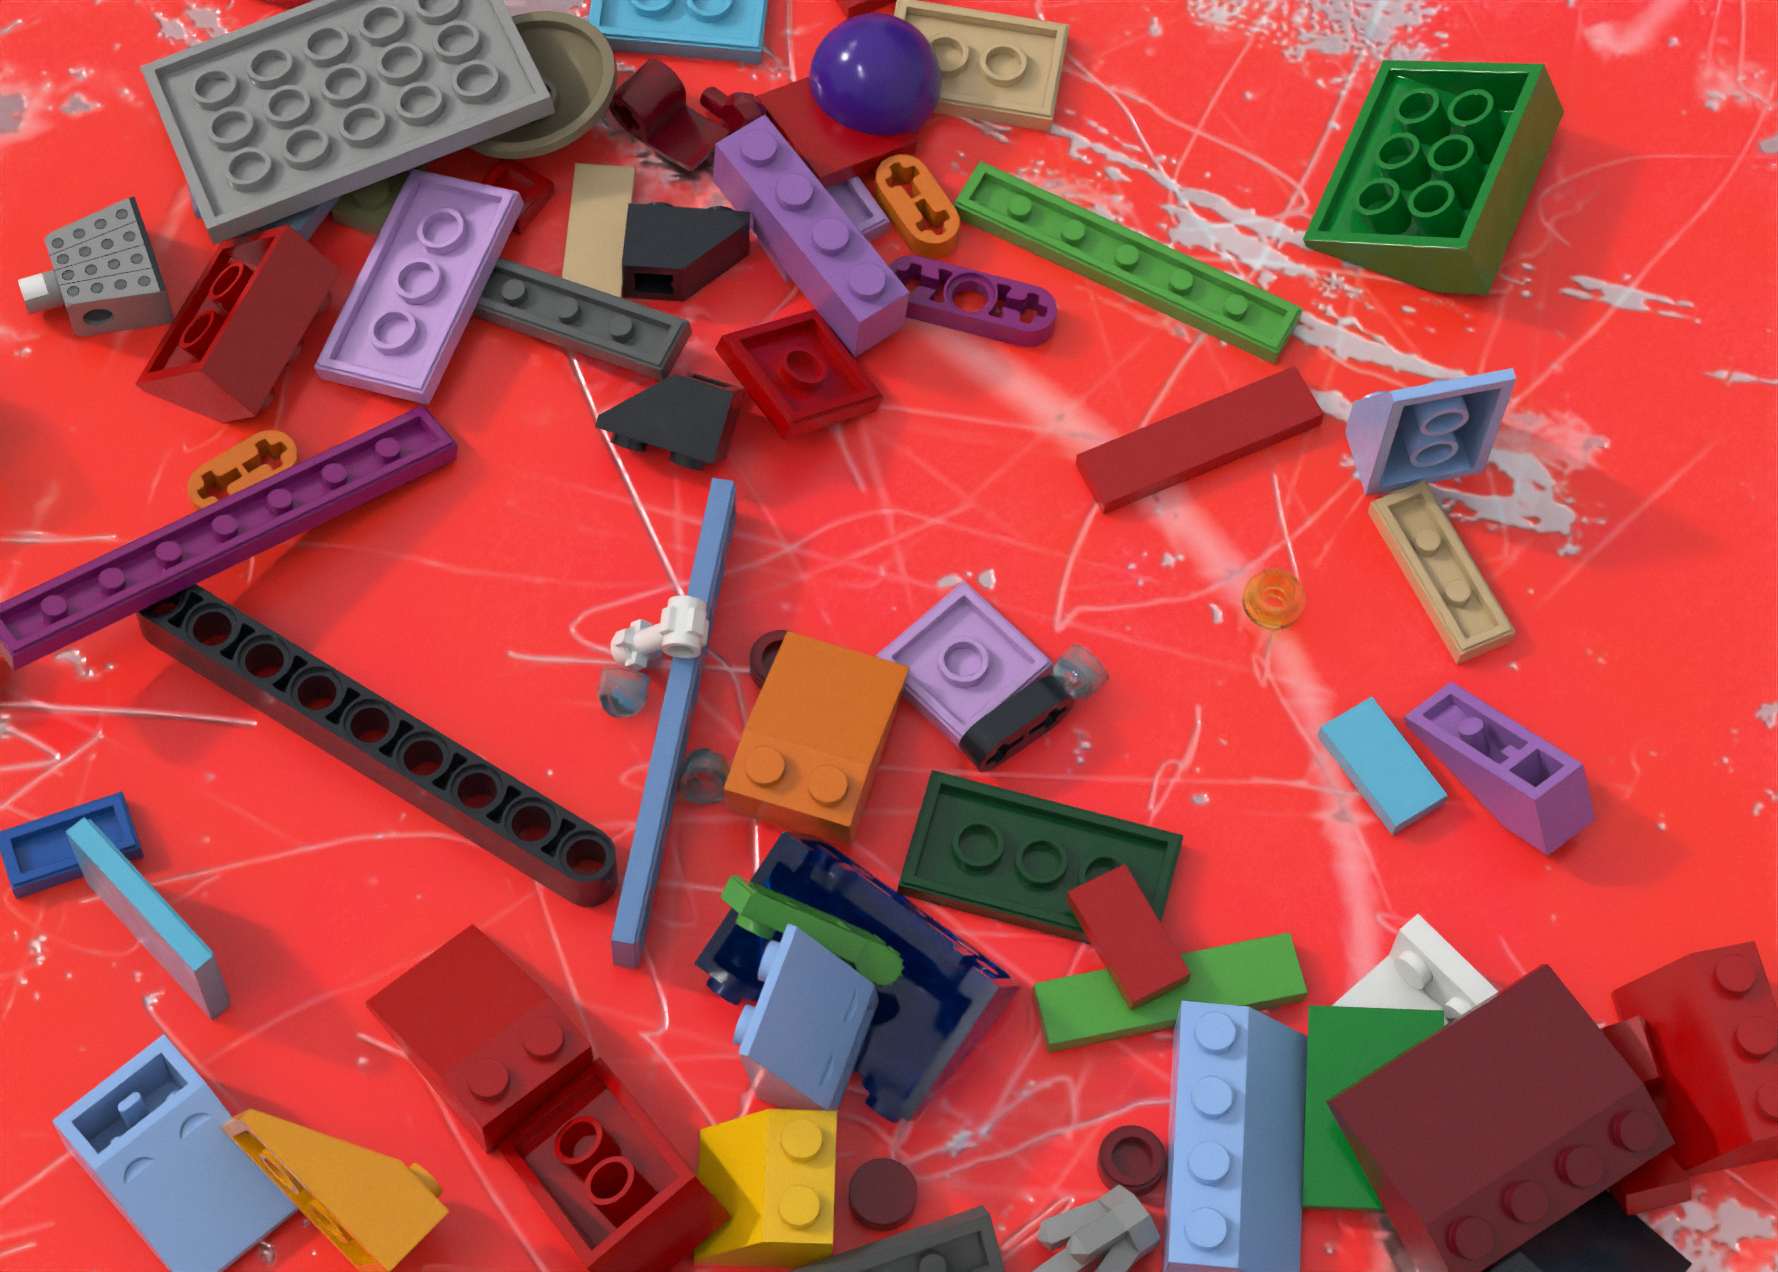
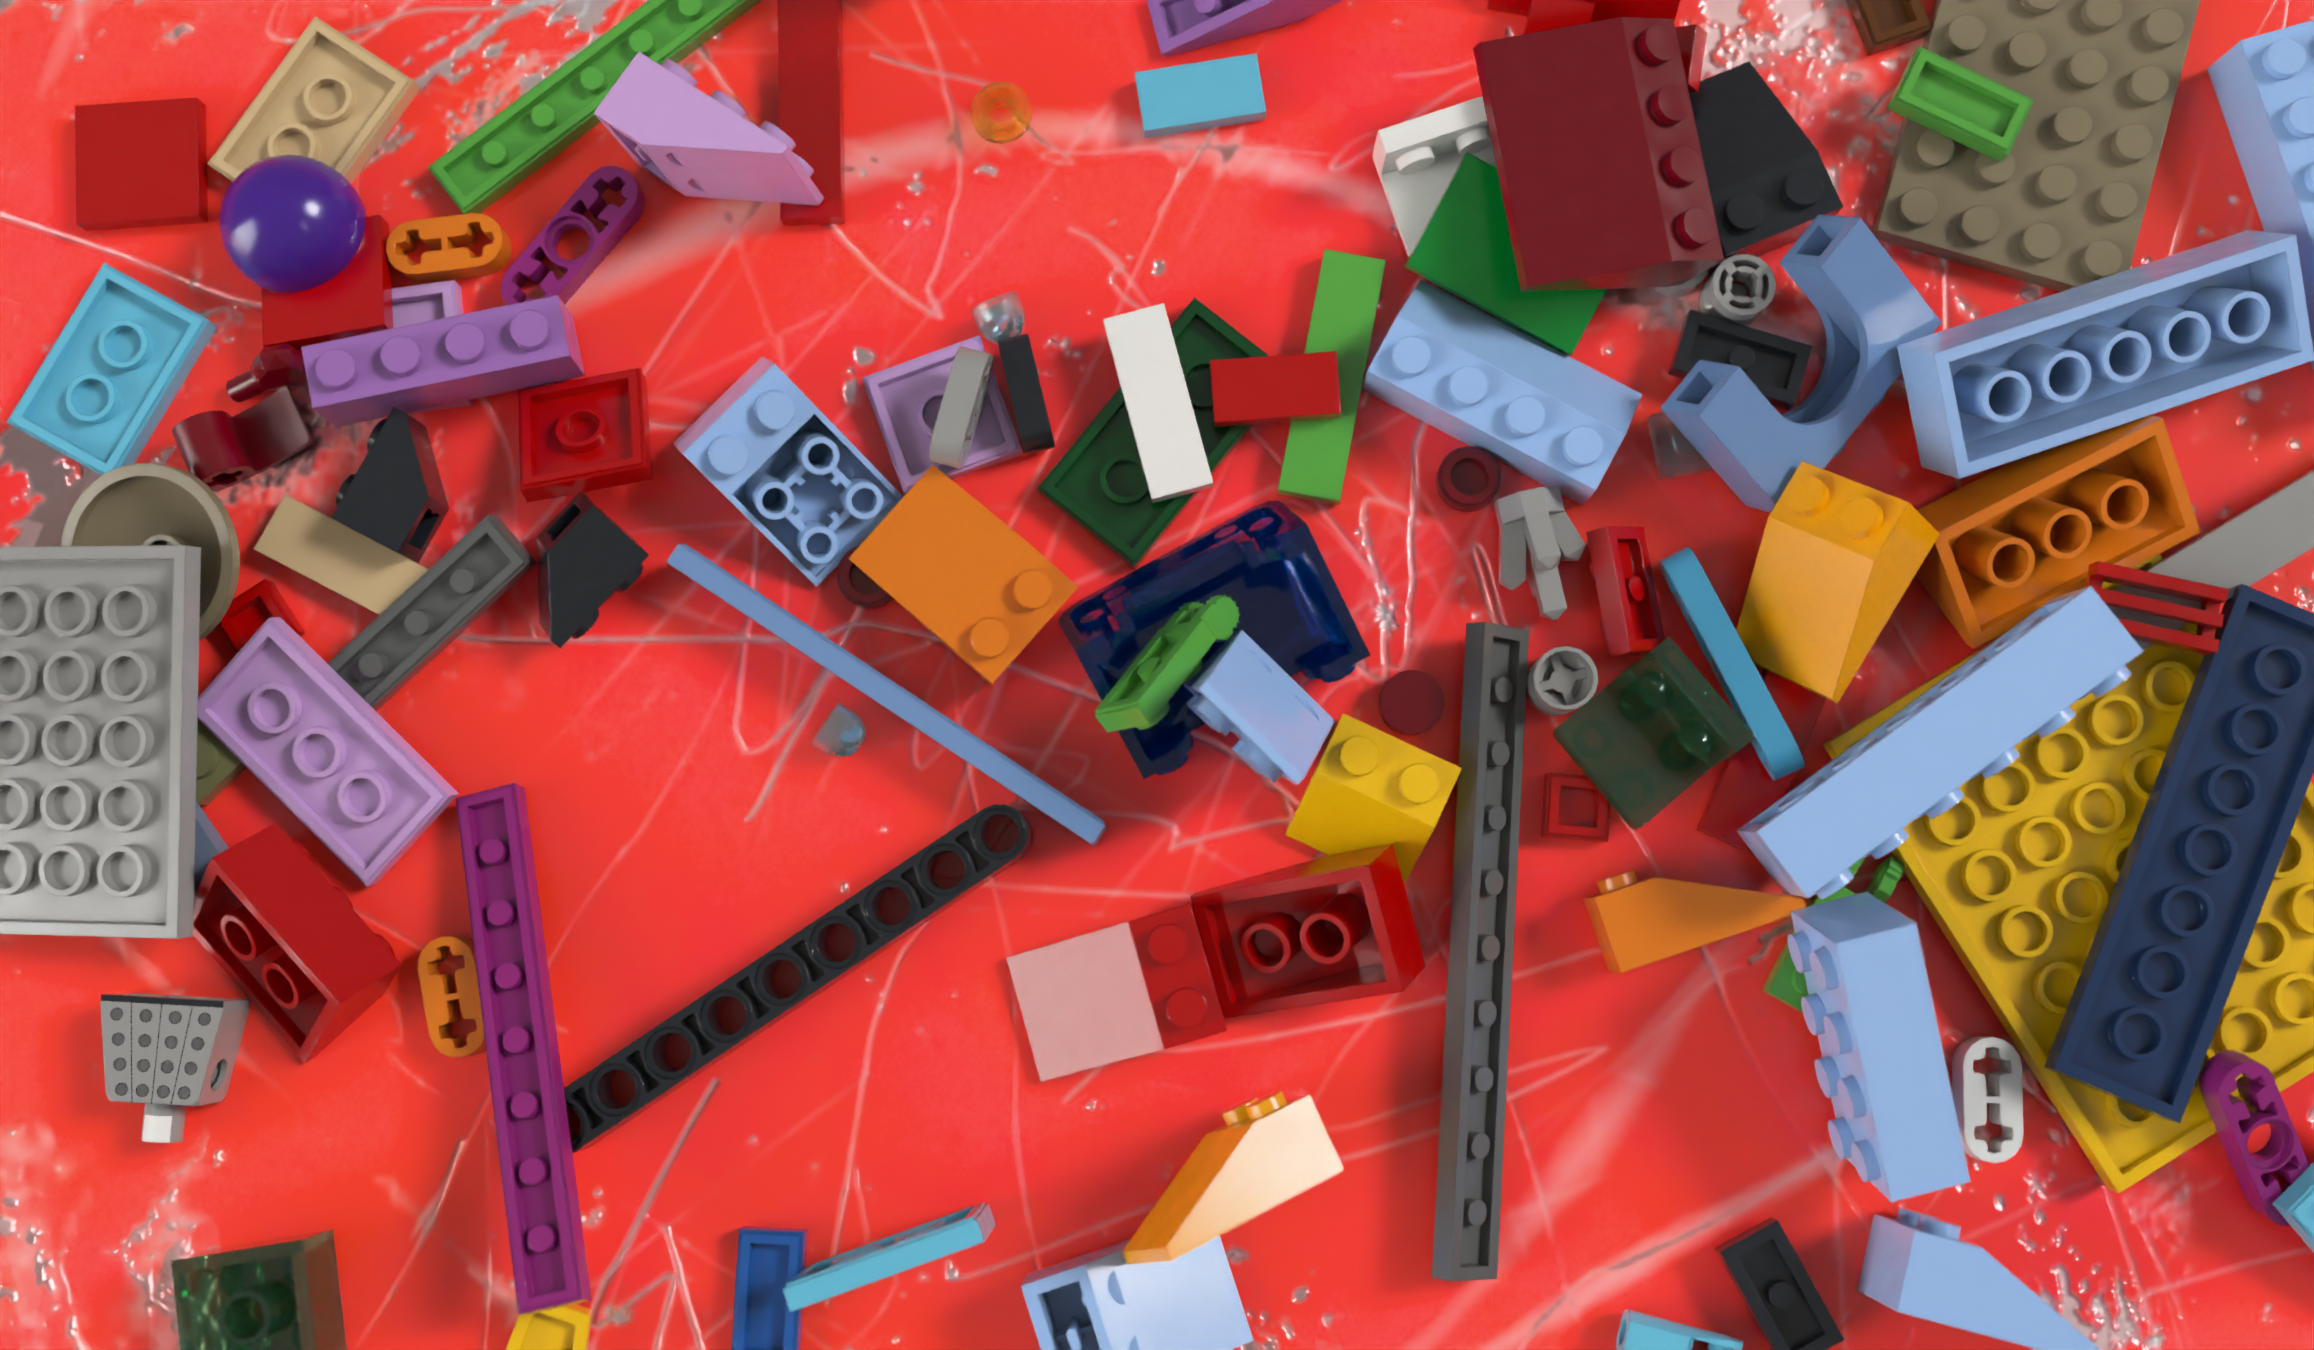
camera: 55 degrees left, 20 degrees up
(678, 634) = (816, 657): white bar -> none
(716, 770) = (955, 692): clear light blue hinge -> none
(846, 551) = (788, 470): none -> light blue slope
(972, 665) = (960, 407): none -> light grey beam
(1062, 838) = (1158, 403): none -> white tile
(1106, 349) = (700, 139): none -> lavender slope

